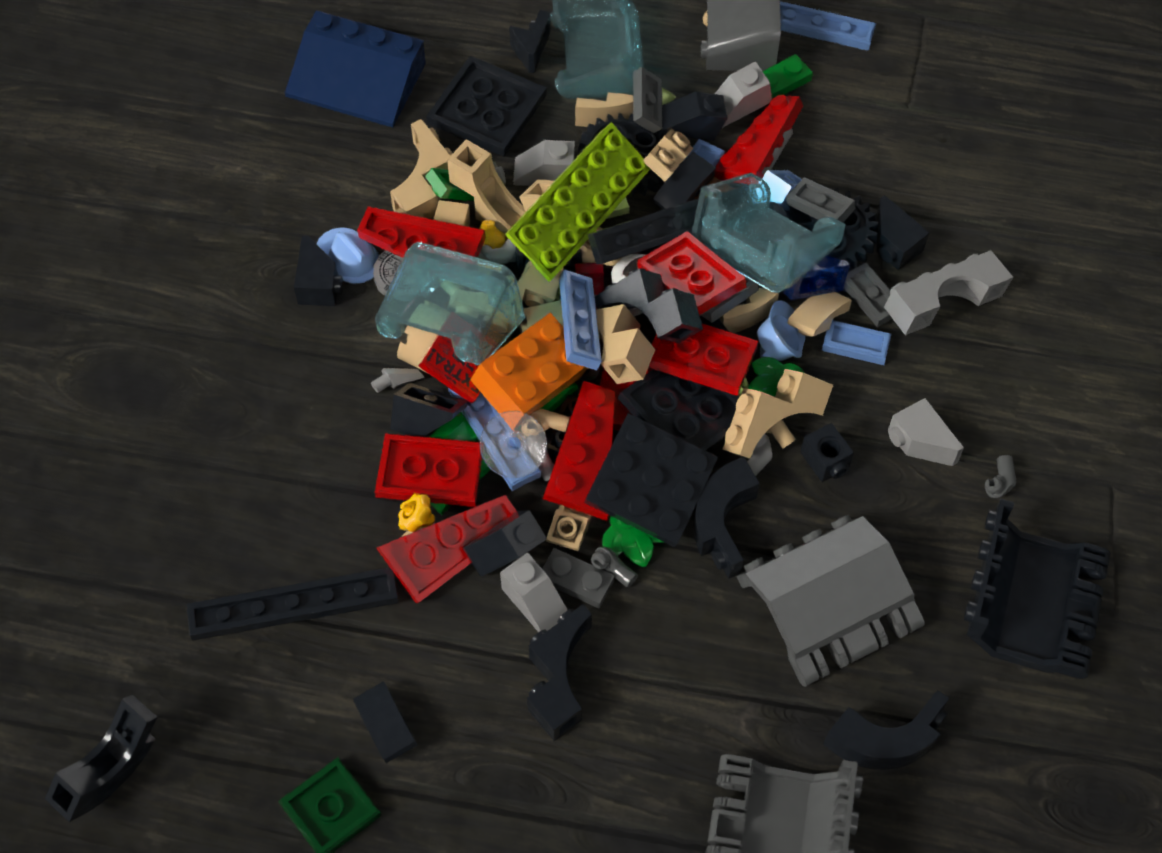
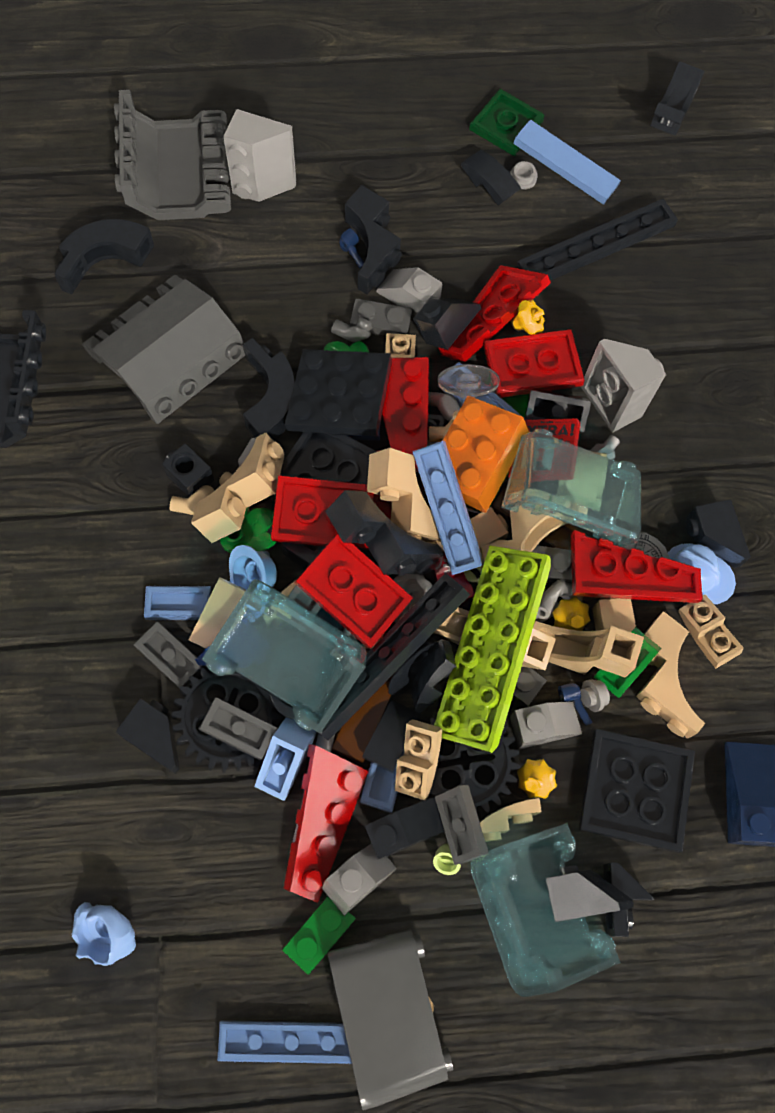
camera: 160 degrees right, 10 degrees up
(282, 721) = (566, 161): none -> medium blue tile
(342, 719) = (524, 174): none -> light grey plate
(349, 402) = (622, 382): none -> light grey slope
(361, 194) = (709, 632): none -> tan slope
(514, 185) = (572, 692): none -> dark blue hand
(563, 36) = (583, 894): none -> slope
(569, 128) = (536, 778): none -> yellow piece
(586, 682) = (348, 242): none -> dark blue hand
(634, 205) = (435, 667): none -> black slope
(675, 778) = (259, 156): none -> light grey slope
(816, 423) = (188, 505): none -> tan arm
(924, 434) = (100, 511): light grey slope -> none
(955, 110) = (102, 934): none -> light blue hair
(976, 279) = (119, 638): light grey arch -> none
(1005, 480) = (20, 491): dark grey arm -> none

